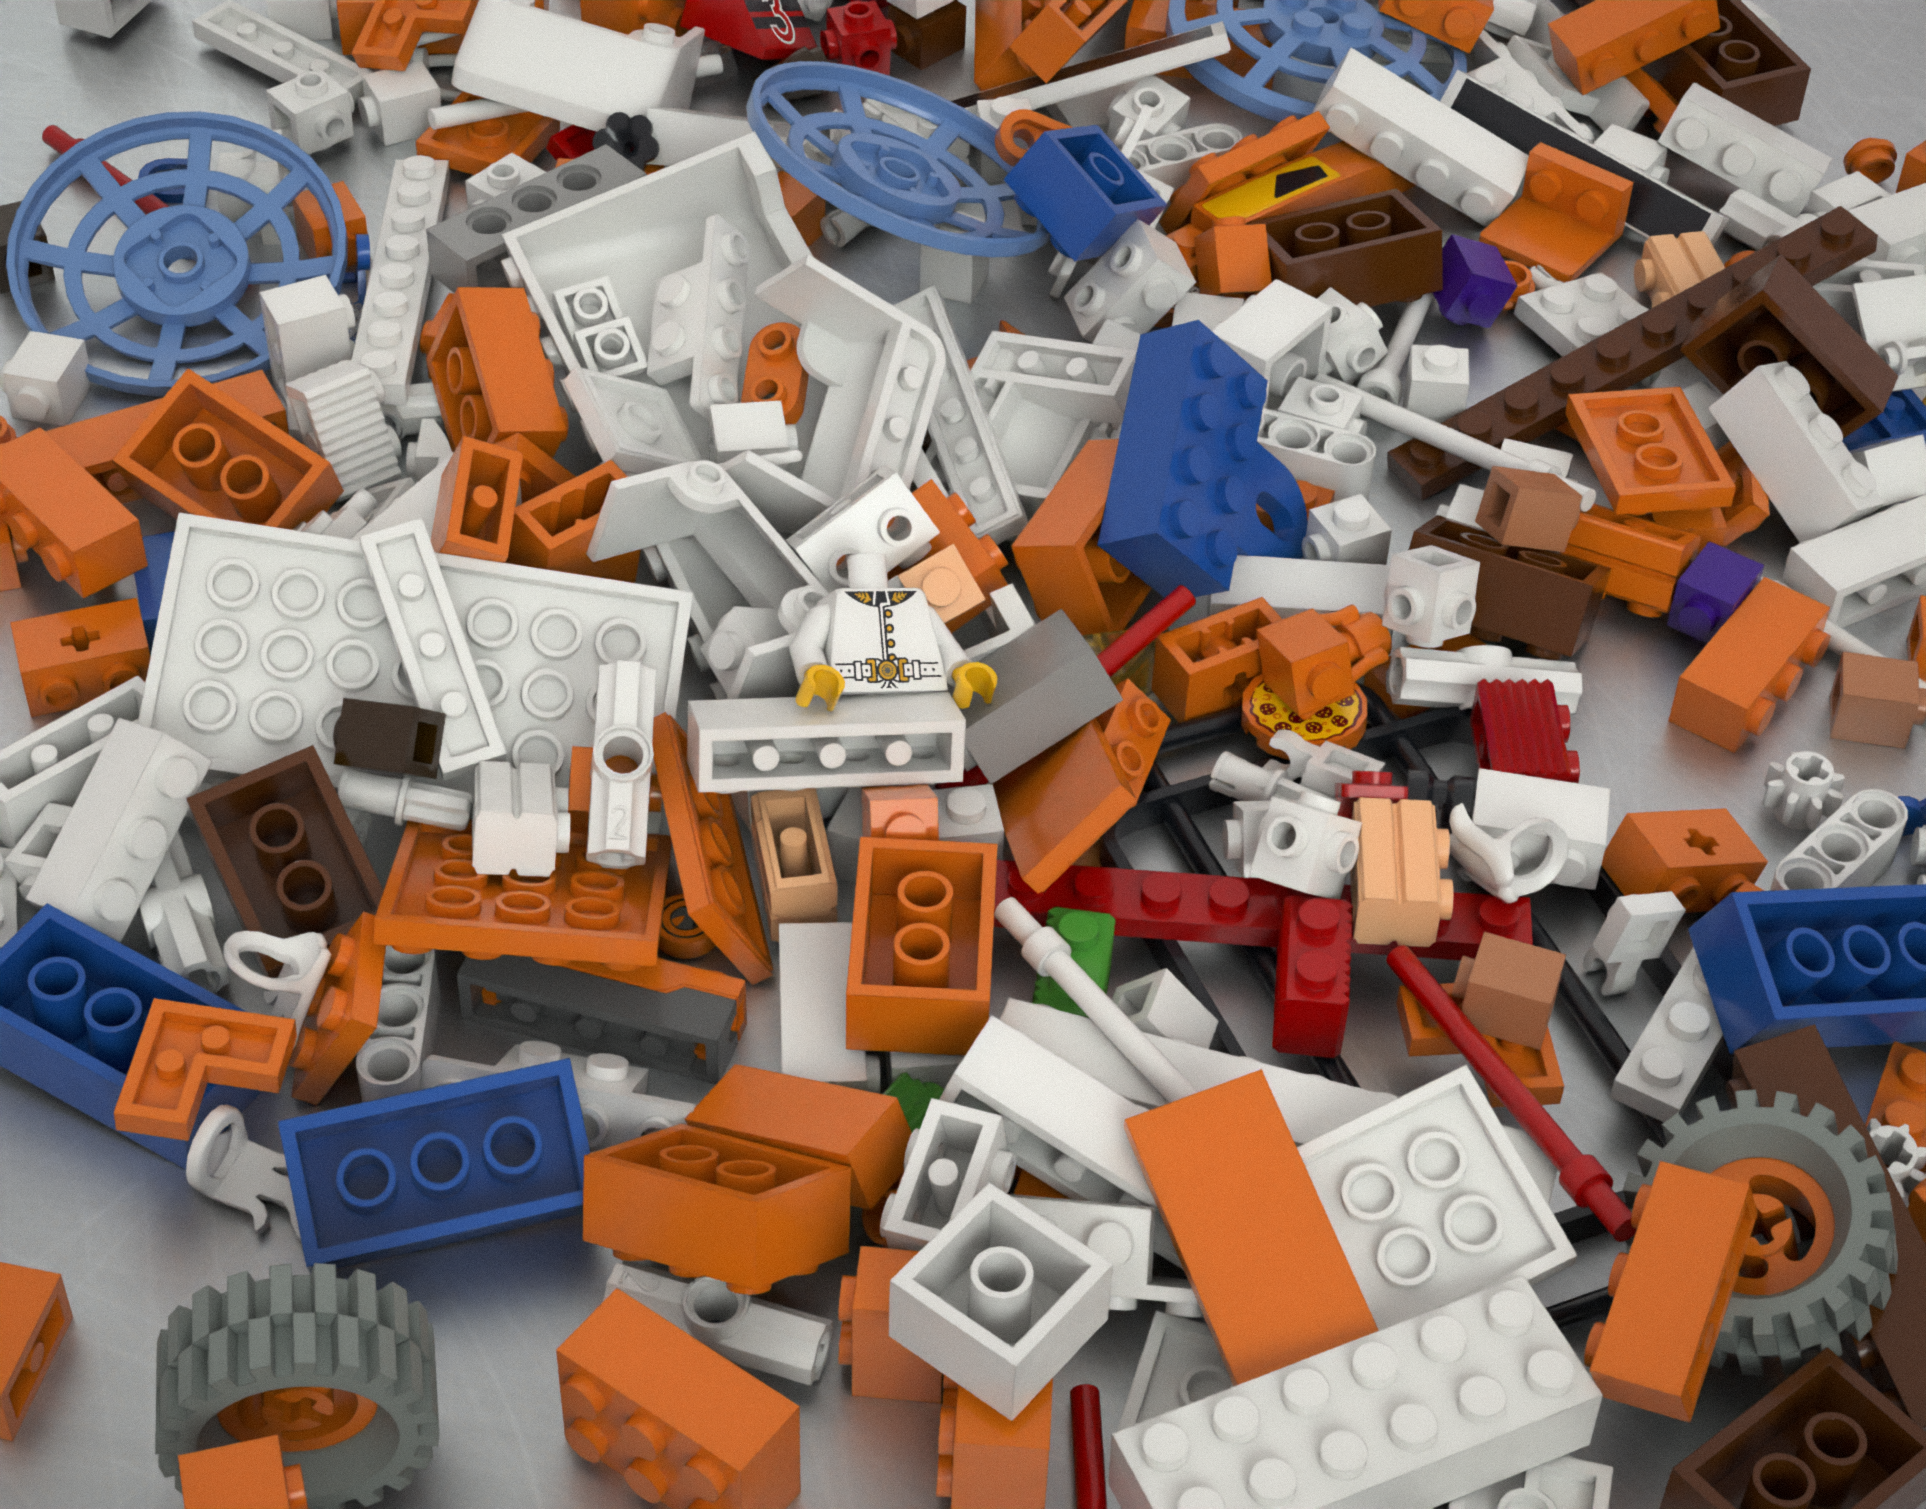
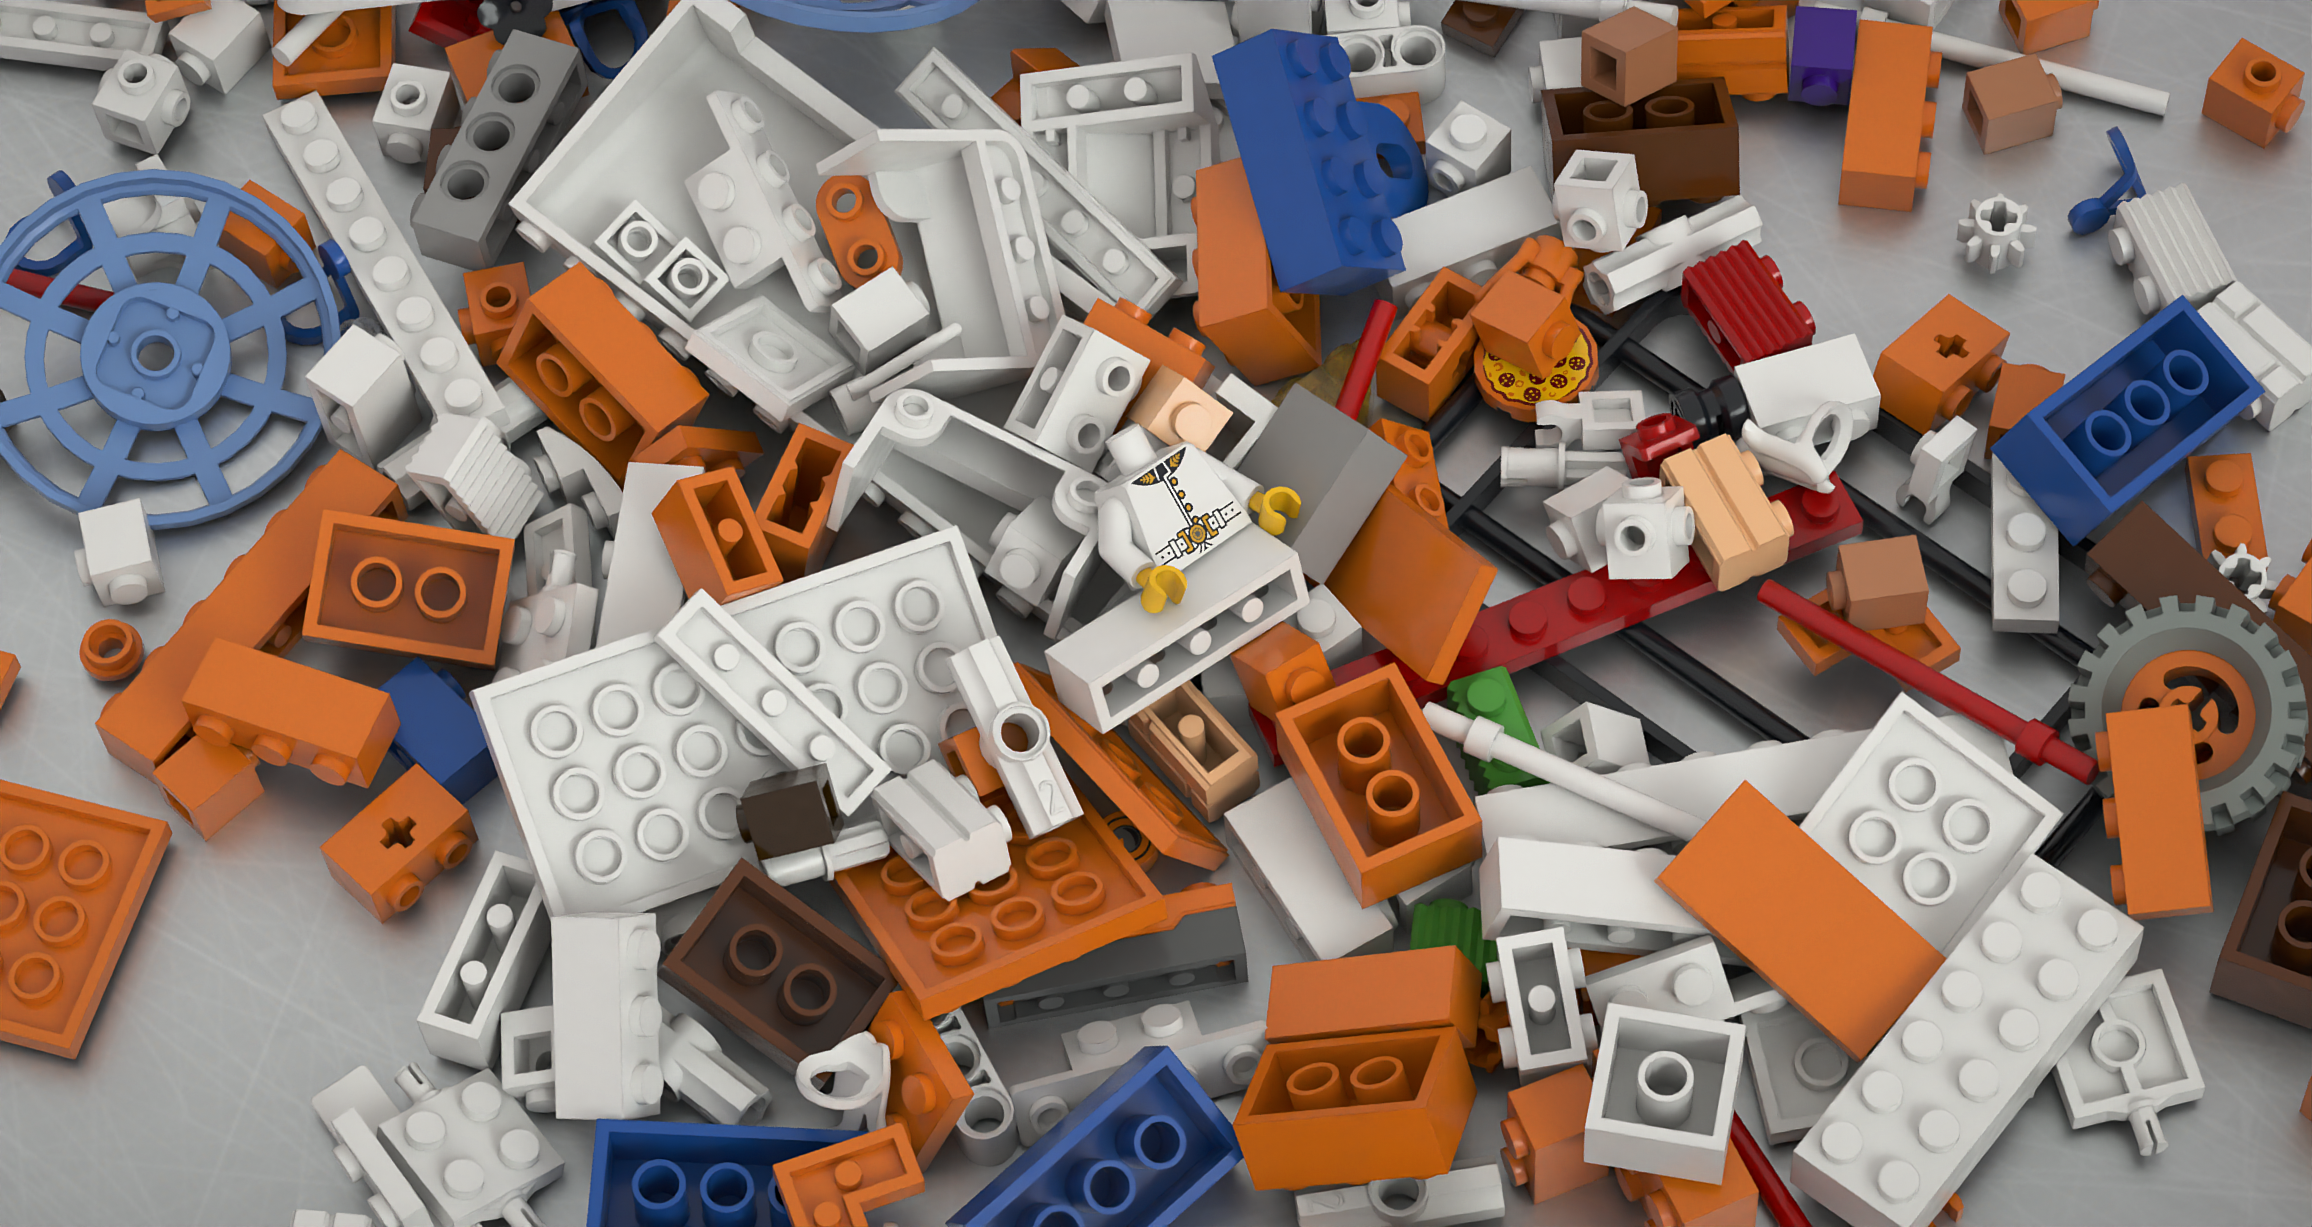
camera: 20 degrees left, 15 degrees up
(1312, 976) = (1702, 643): red brick -> none
(1848, 847) = (2065, 277): white beam -> none

